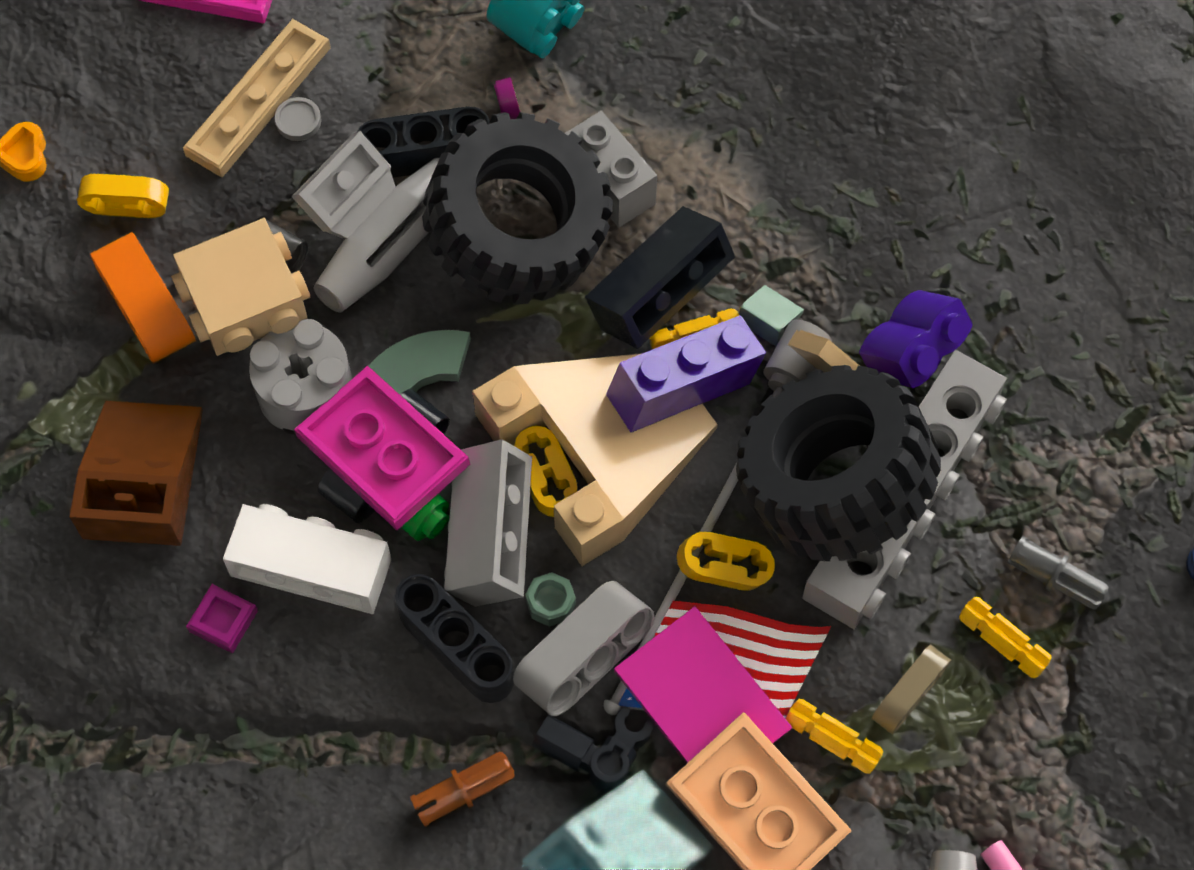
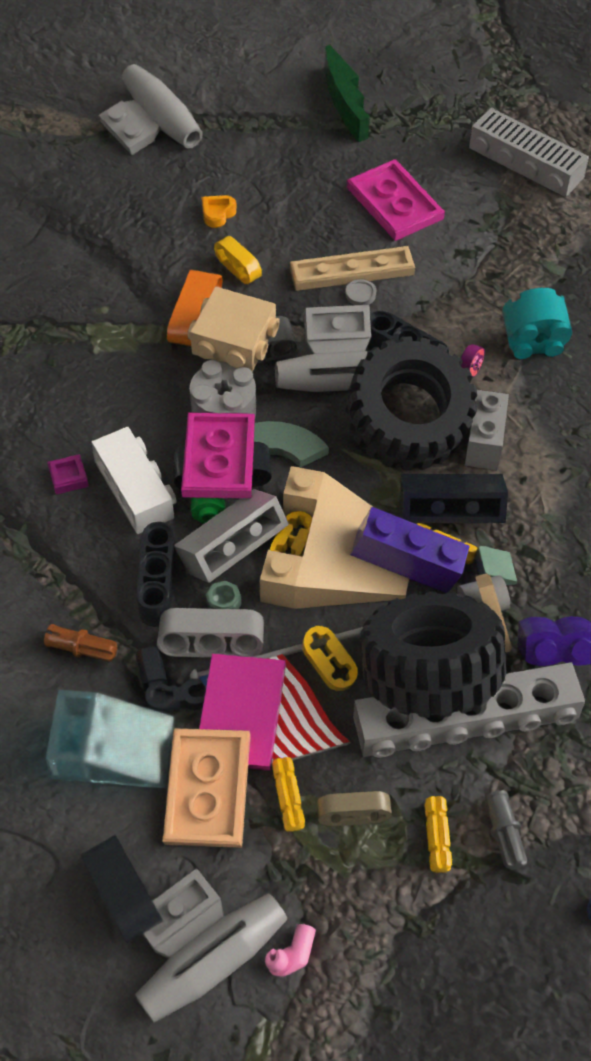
camera: 45 degrees right, 10 degrees down
(137, 473) = (101, 378): reddish brown slope -> none

